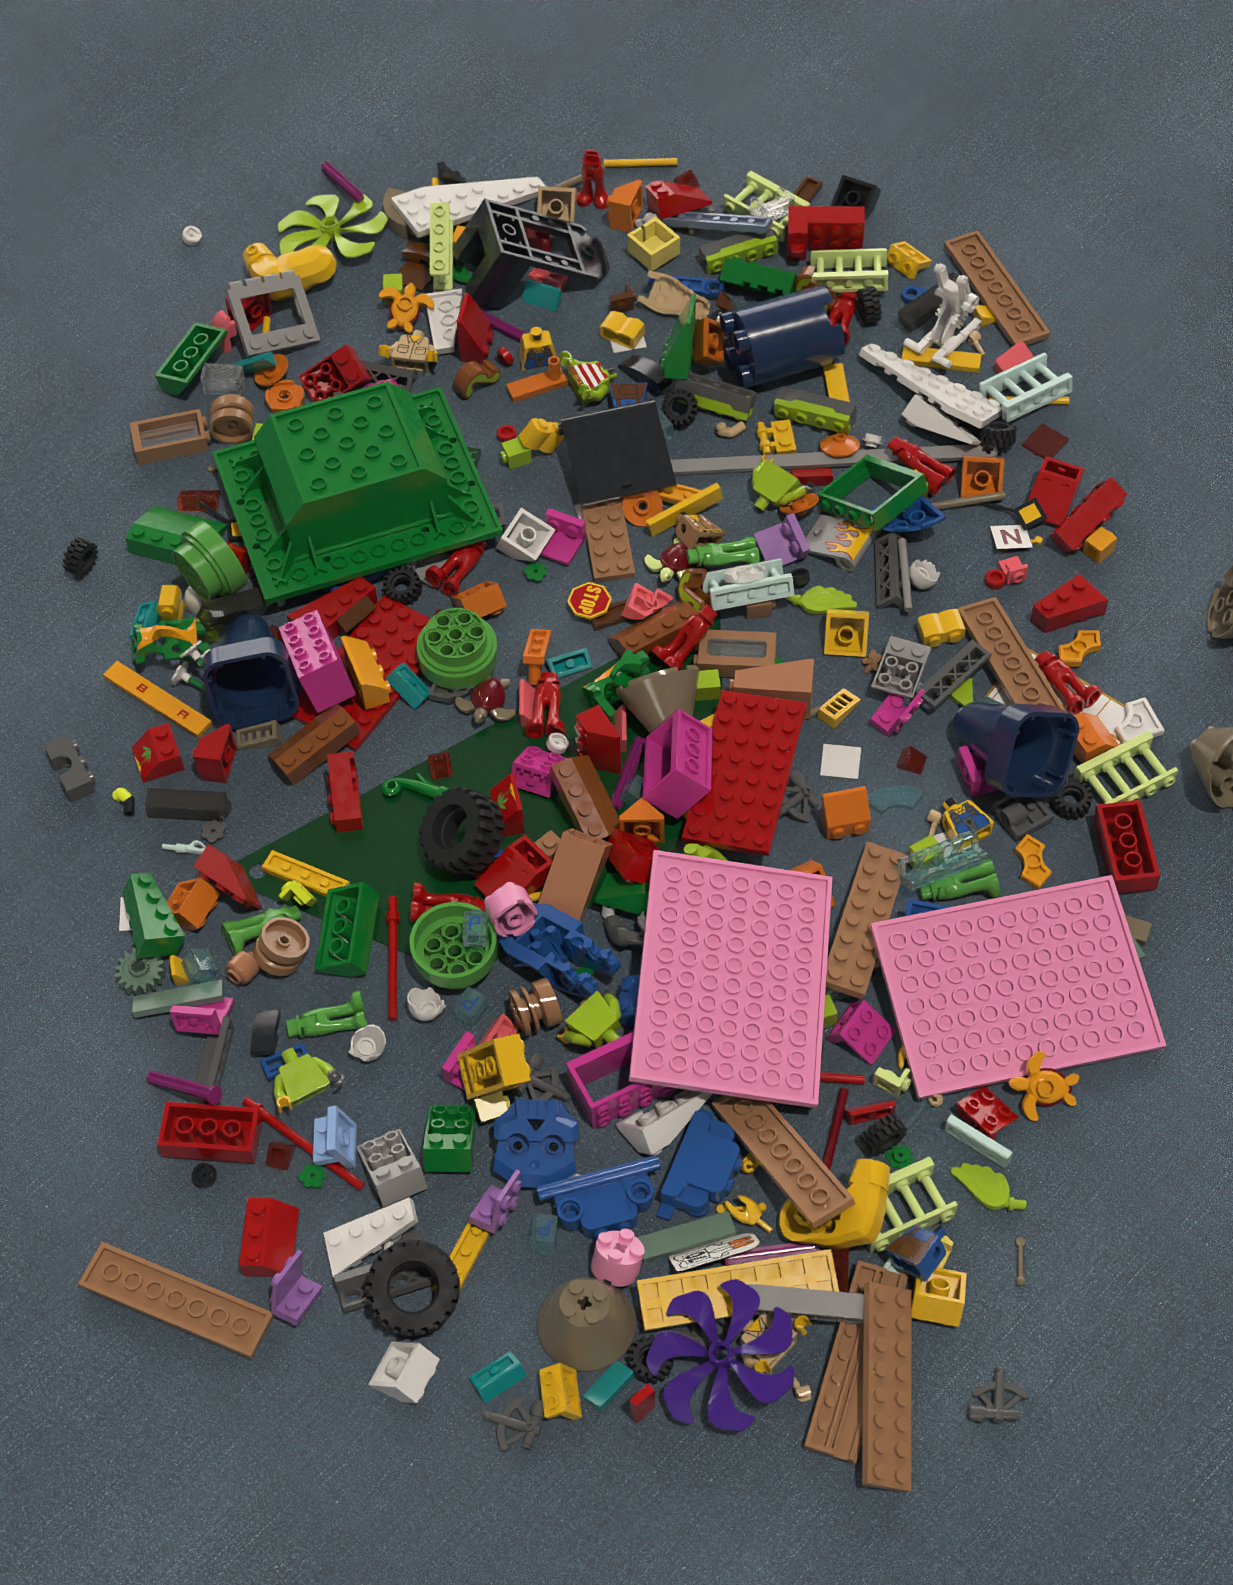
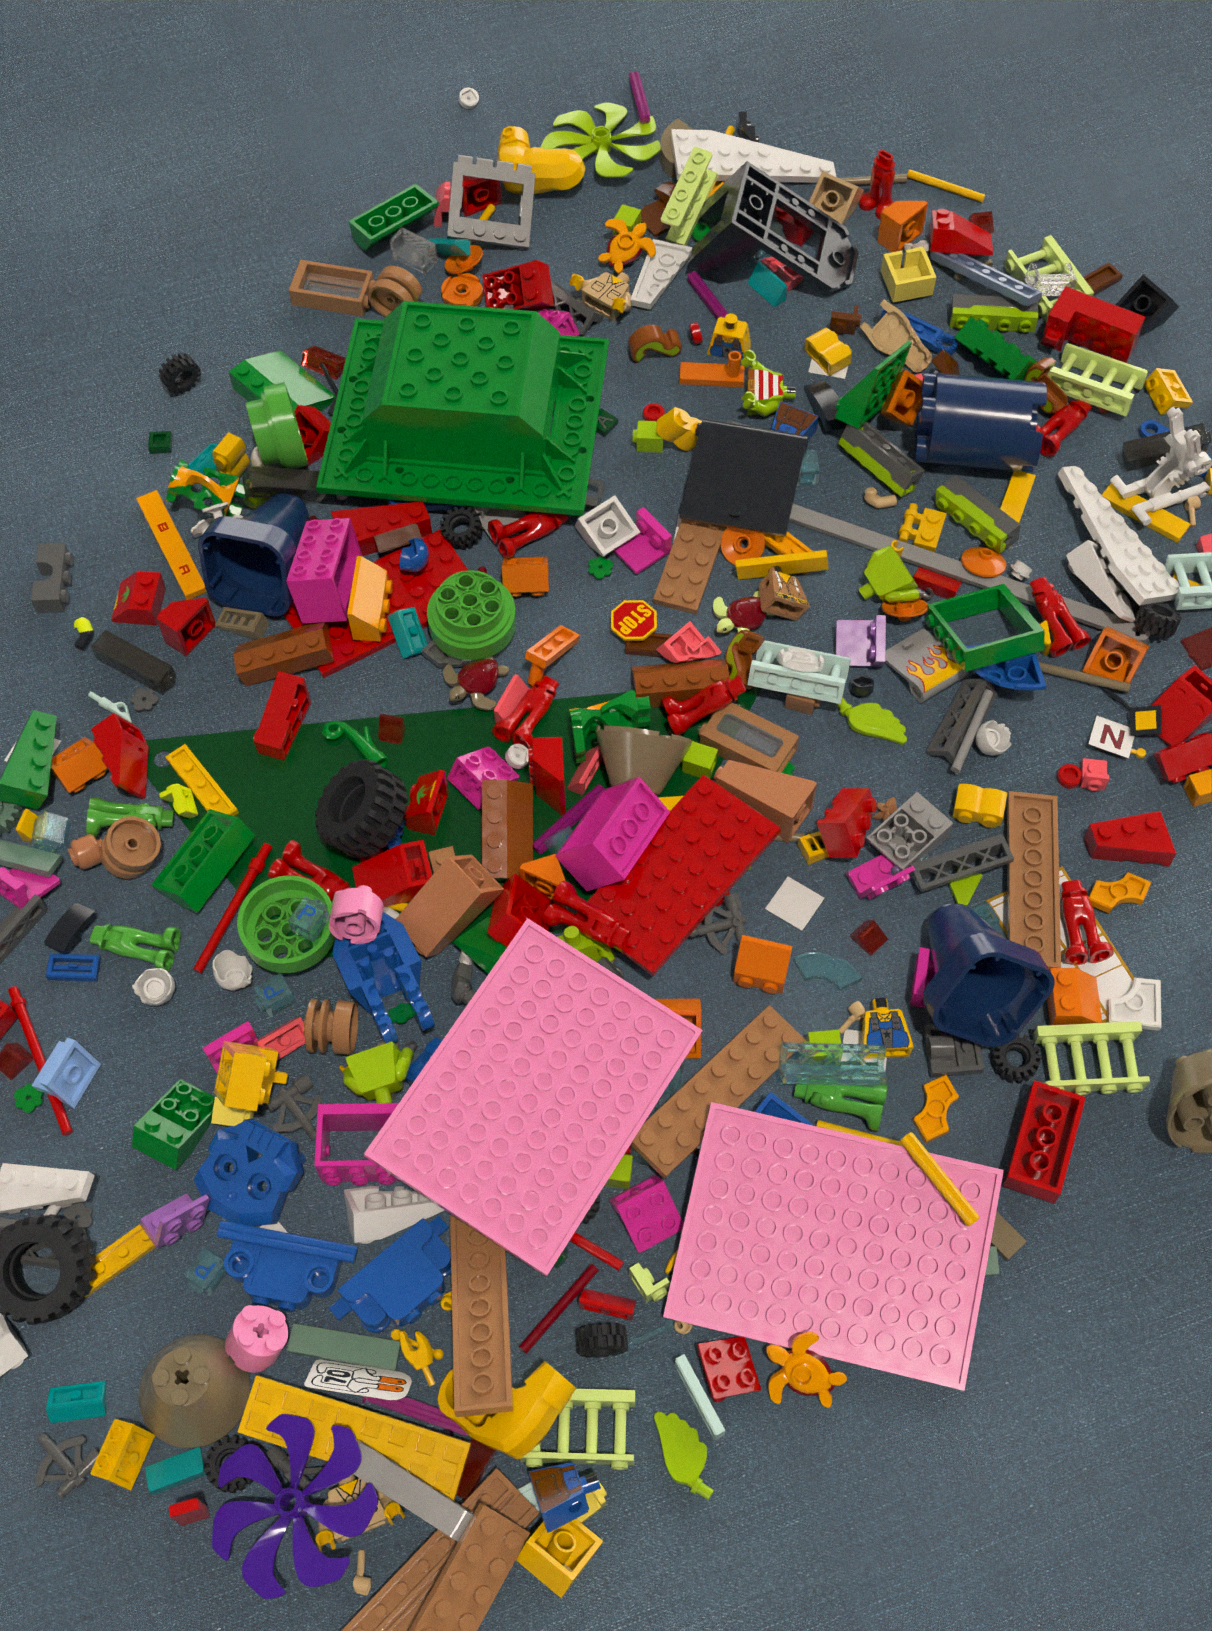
camera: 25 degrees right, 5 degrees up
(93, 621) = (160, 442): none -> dark green tile
(302, 1079) = (70, 994): lime torso -> none
(380, 622) = (414, 557): none -> blue hair
(392, 1167) = (103, 1127): light grey slope -> none
(473, 332) = (674, 294): red slope -> none
(570, 662) = (579, 677): teal slope -> none
(671, 398) = (850, 457): black tyre -> none
(709, 833) = (598, 927): none -> red piece
(720, 554) = (787, 627): bright green piece -> none
(846, 632) = (876, 766): yellow slope -> none
(851, 680) = (847, 822): none -> red wedge
(869, 304) = (1096, 424): black tyre -> none
(900, 1162) = (610, 1379): green plant -> none
(1020, 1243) = (683, 1534): dark tan hinge -> none
(1070, 901) = (939, 1179): none -> yellow axle

